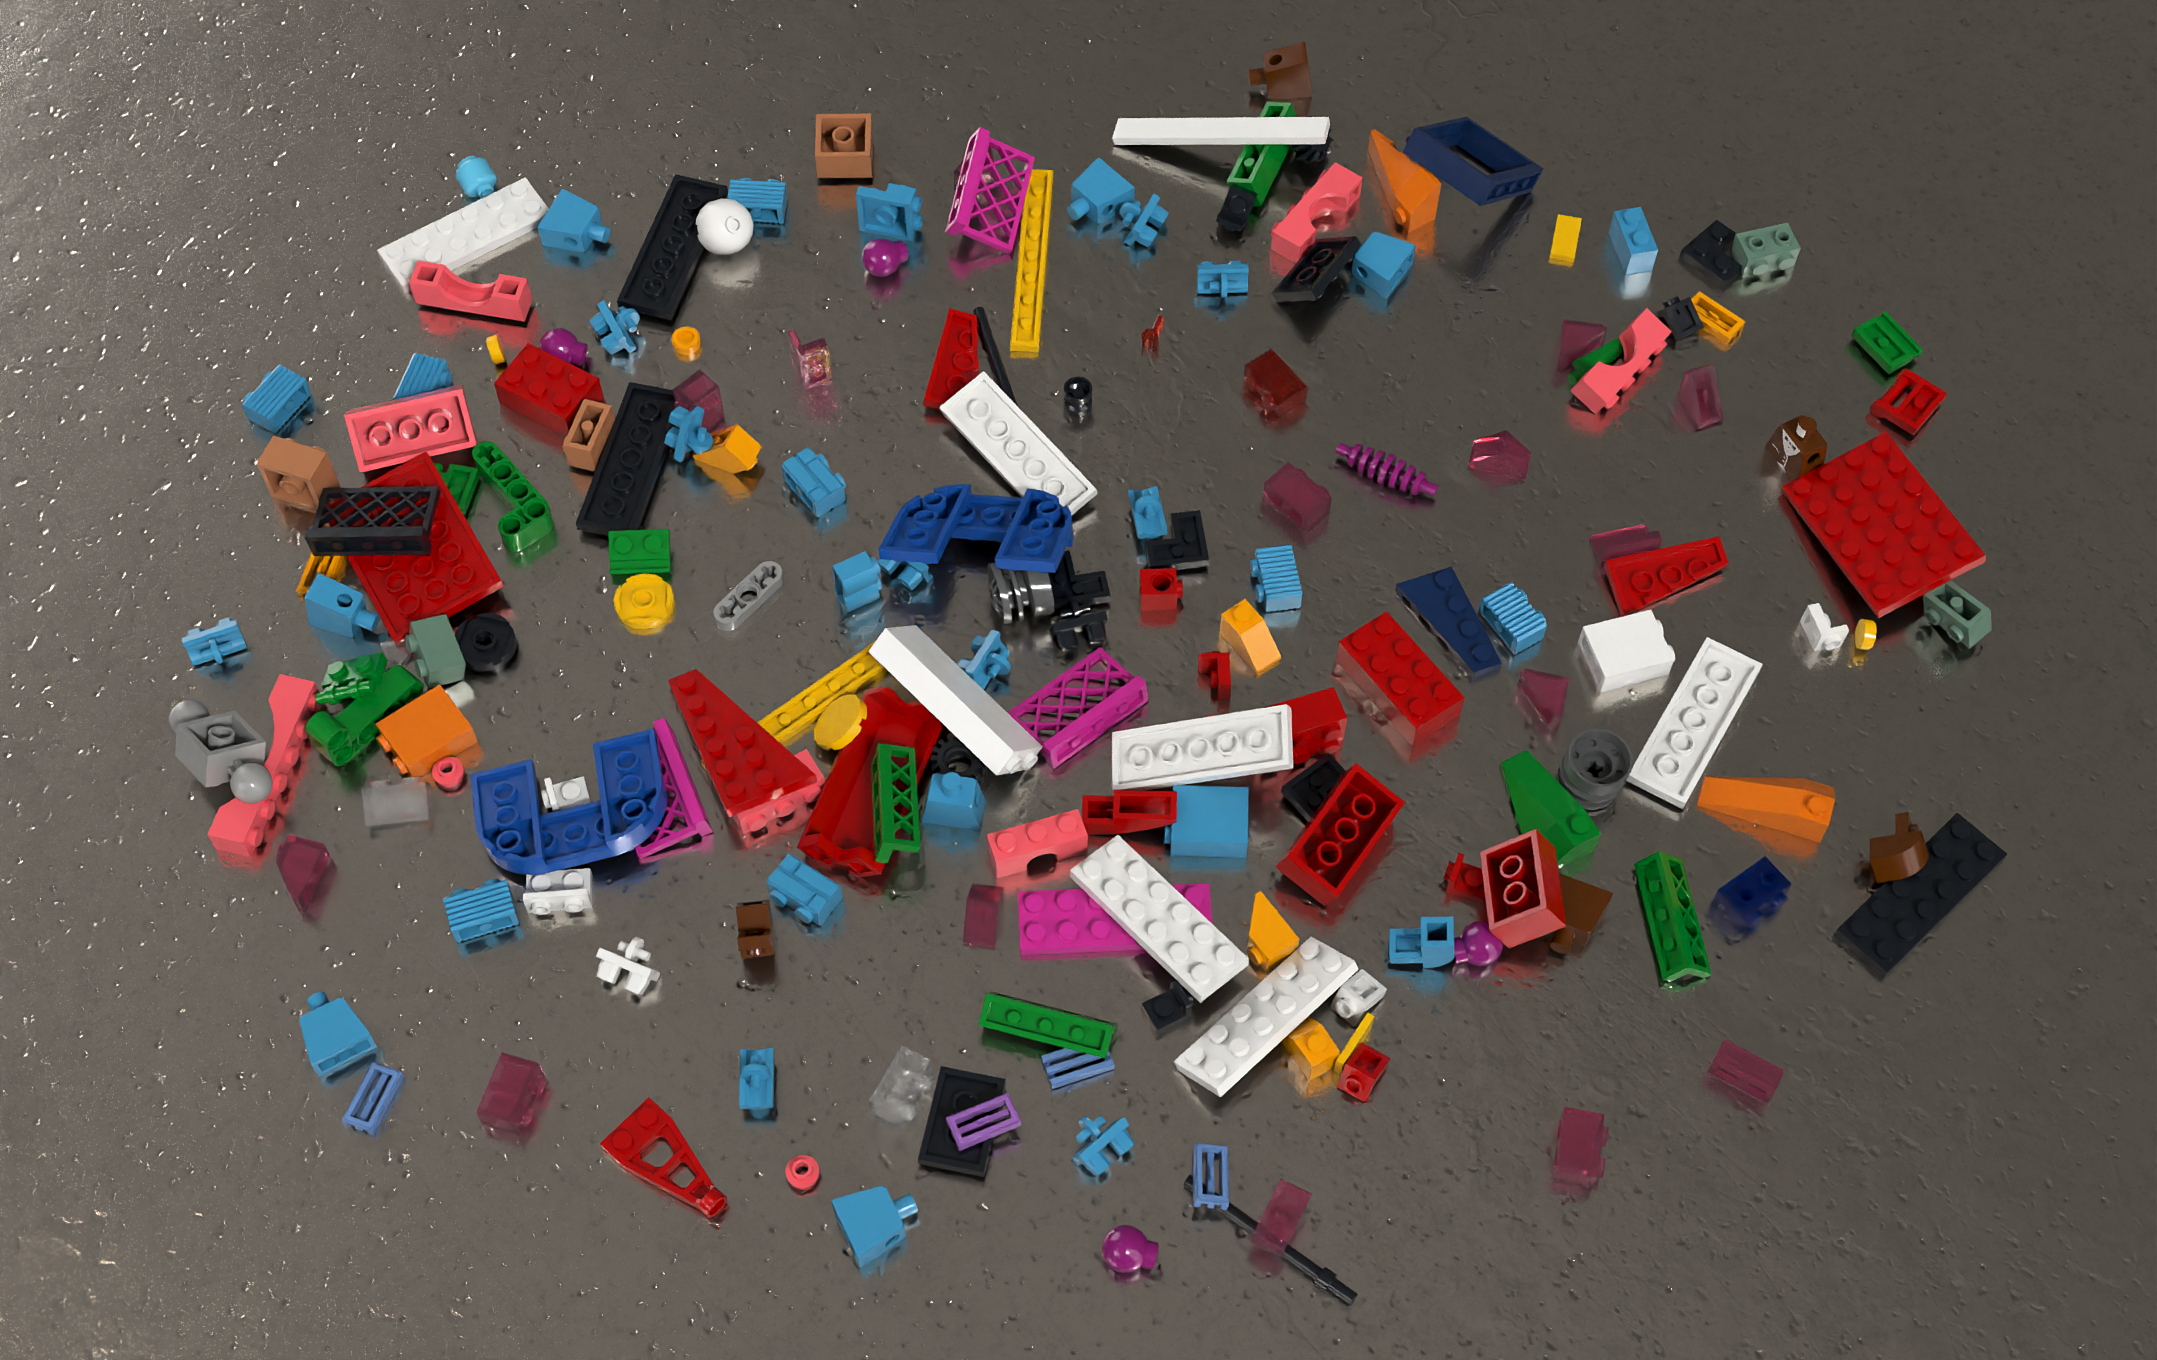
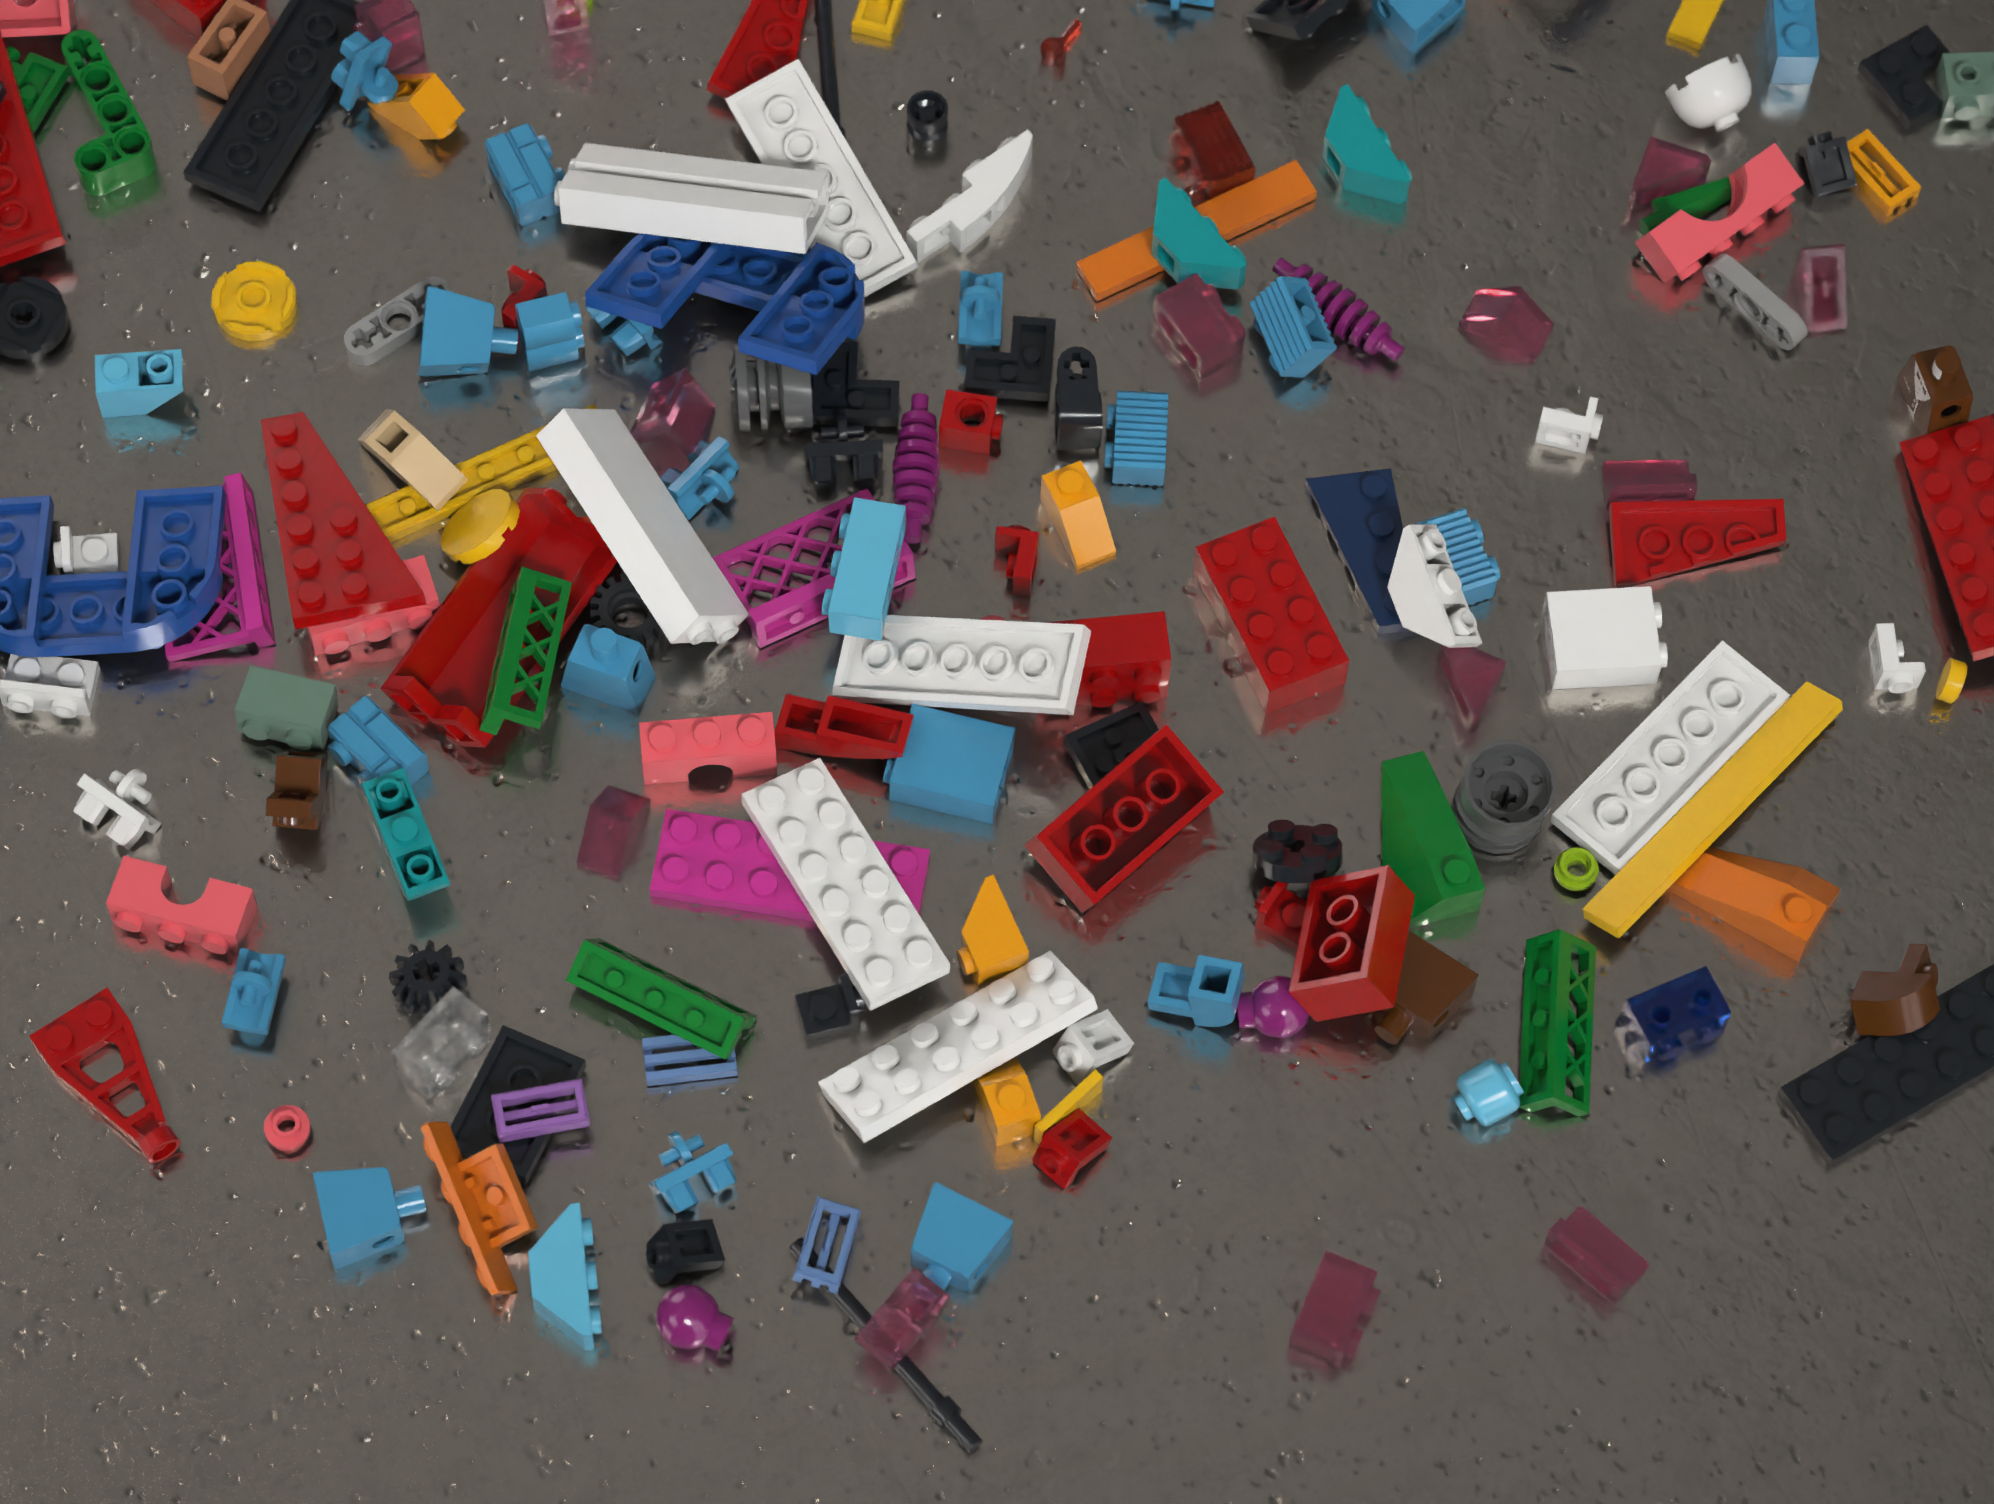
camera: 10 degrees right, 5 degrees up
(576, 669) = (137, 381): none -> medium azure slope
(639, 552) = (262, 229): green plate -> none
(716, 1034) = (214, 921): none -> coral arch
(733, 874) = (286, 708): none -> sand green brick
(781, 684) = (412, 458): none -> tan slope
(794, 596) = (460, 335): none -> dark azure torso
(829, 555) = (525, 287): none -> red bracket
(839, 946) = (405, 835): none -> teal slope
(878, 1033) = (410, 980): none -> black gear
(935, 474) = (693, 198): none -> white brick
(953, 616) = (674, 407): none -> clear pink panel
(960, 1193) = (485, 1200): none -> orange bracket
(1030, 1240) = (564, 1278): none -> medium azure slope
(1109, 1200) = (684, 1248): none -> black bracket
(1118, 698) = (865, 568): none -> medium azure brick
(1127, 444) = (985, 195): none -> white slope
(1131, 626) = (916, 466): none -> magenta piece
(1232, 562) = (1077, 402): none -> black piece
(1276, 436) = (1231, 212): none -> orange tile
(1278, 443) = (1191, 242): none -> teal slope
(1302, 1151) = (958, 1239): none -> dark azure torso
(1360, 485) = (1292, 326): none -> dark azure brick
(1374, 366) = (1362, 153): none -> teal slope
(1464, 833) = (1297, 851): none -> black plate
(1505, 640) = (1430, 591): none -> white slope
(1562, 518) = (1569, 430): none -> white bracket
(1595, 286) = (1713, 94): none -> white cylinder
(1641, 973) = (1488, 1092): none -> medium azure head
(1644, 406) = (1755, 301): none -> light grey beam
(1657, 802) = (1580, 858): none -> lime plate
(1733, 751) = (1712, 810): none -> yellow tile

